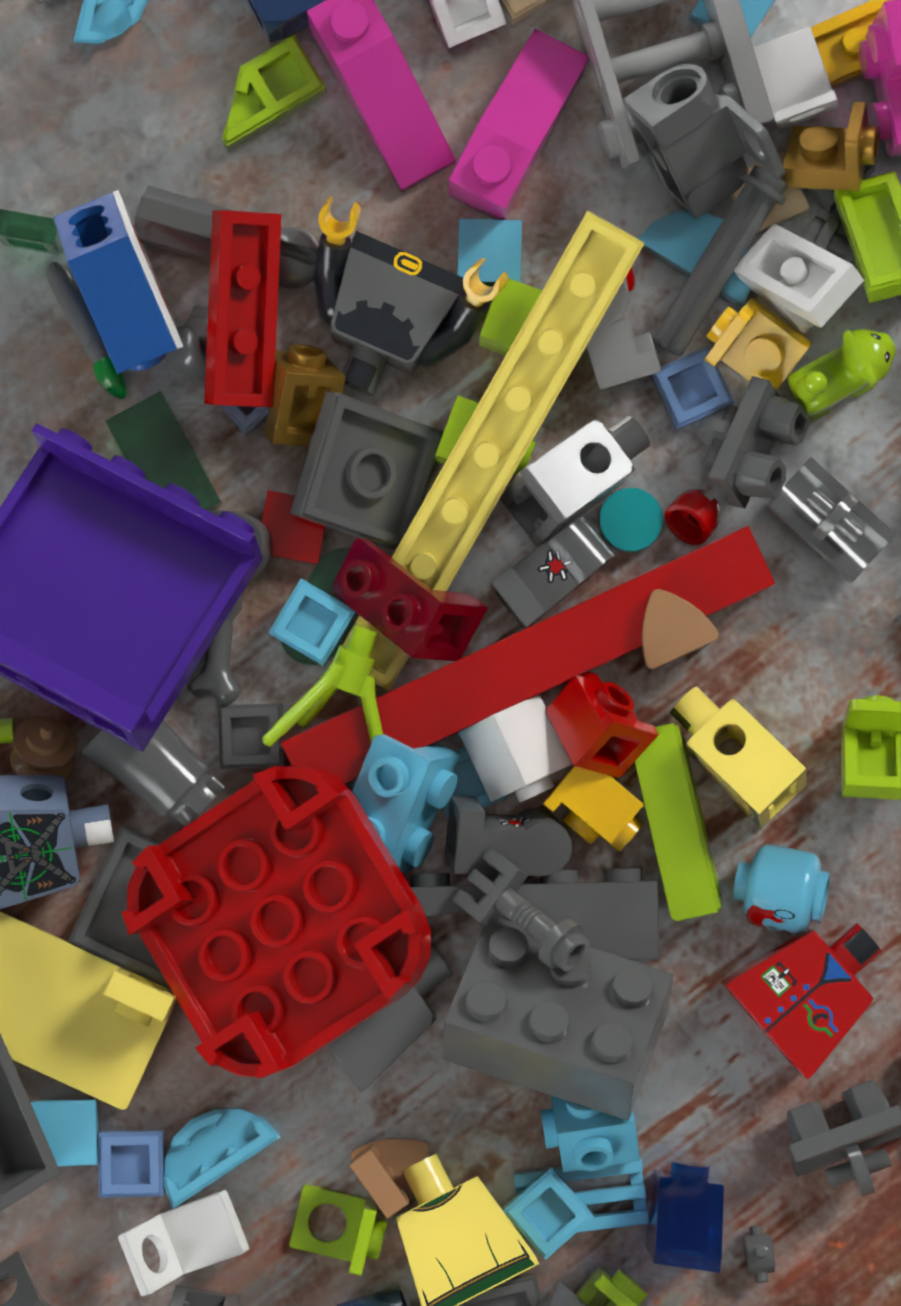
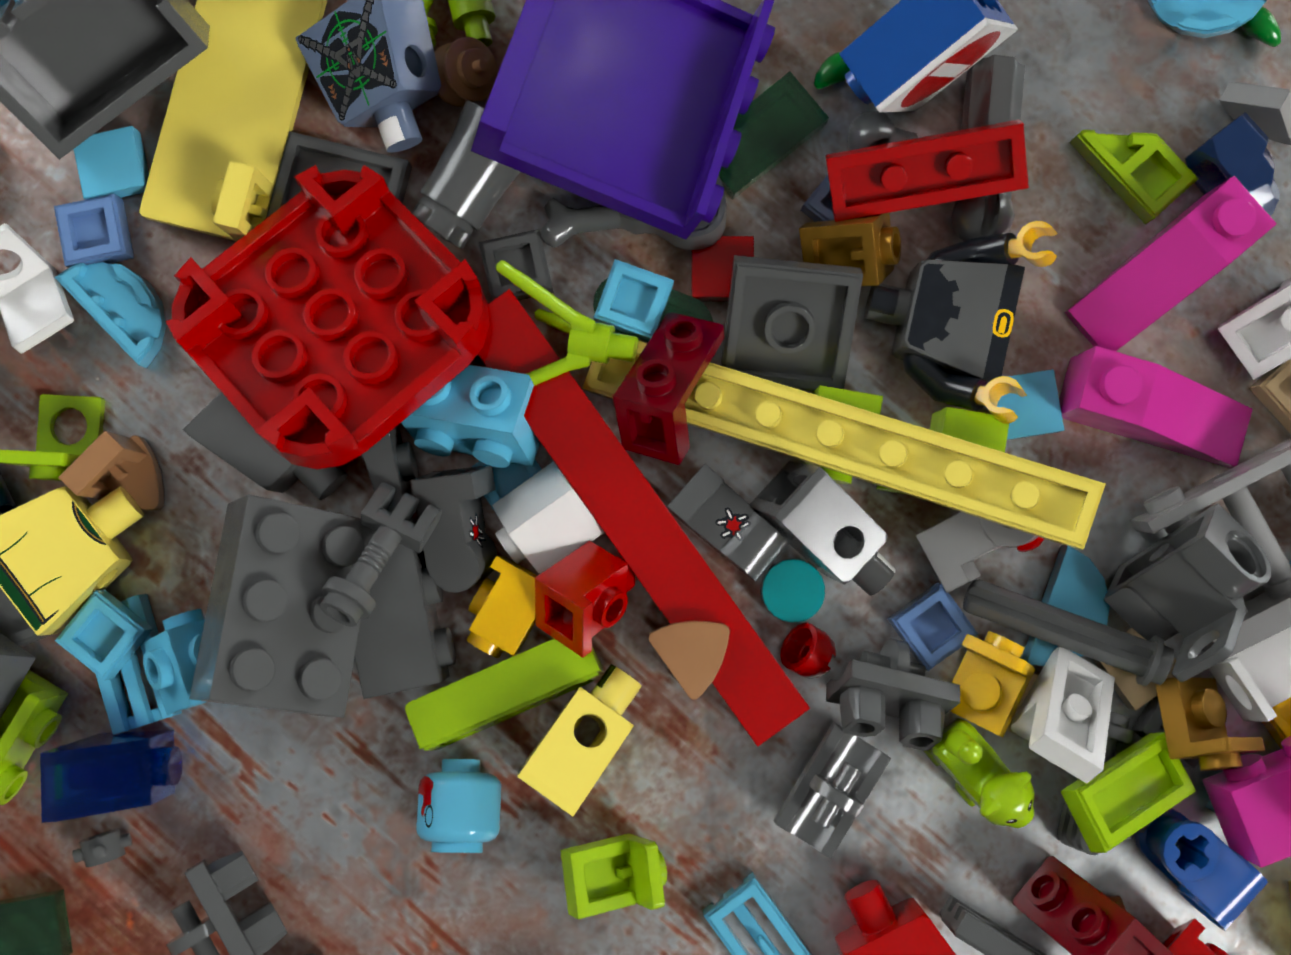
camera: 80 degrees right, 0 degrees up
(806, 993) = (358, 849): red torso -> none

